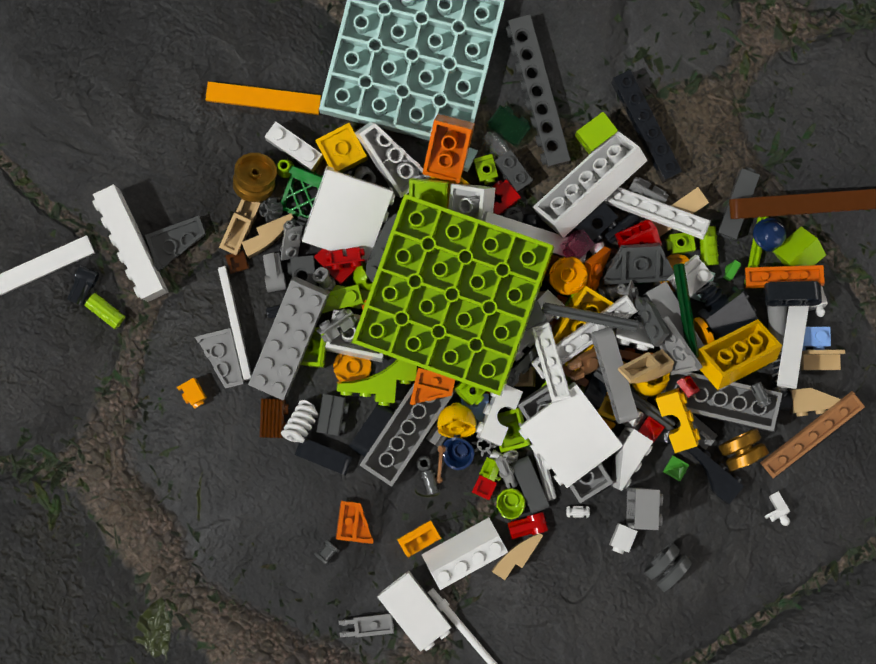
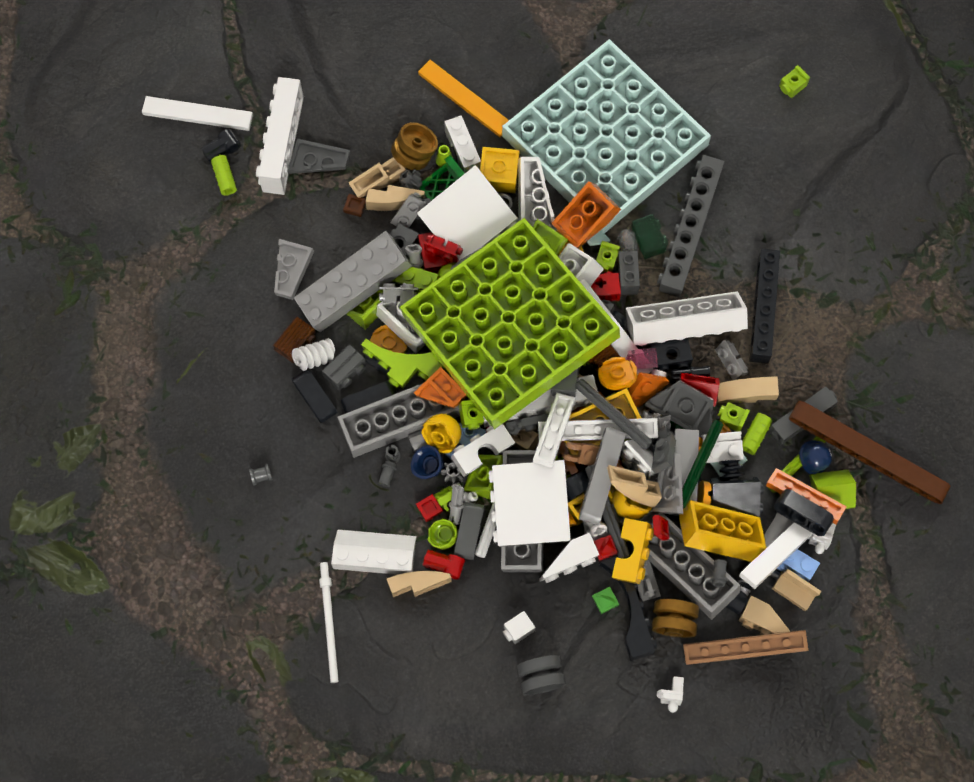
camera: 35 degrees right, 15 degrees down
(192, 393) = (245, 278): light orange brick -> none
(235, 323) = (320, 245): white tile -> none
(274, 276) = (380, 224): light grey piece -> none
(352, 523) = (298, 466): orange wing -> none
(369, 625) = (251, 558): light grey hinge -> none
(414, 611) = (297, 568): white slope -> none
(419, 538) = (344, 513): light orange hinge -> none
(441, 449) = (414, 452): medium nougat hinge -> none
(578, 512) = (495, 581): white piece -> none
(595, 132) = (718, 281): lime piece -> none
(643, 508) = (552, 604): light grey brick -> none
(659, 212) = (729, 376): white tile -> none
(731, 269) = (763, 465): bright green tile -> none

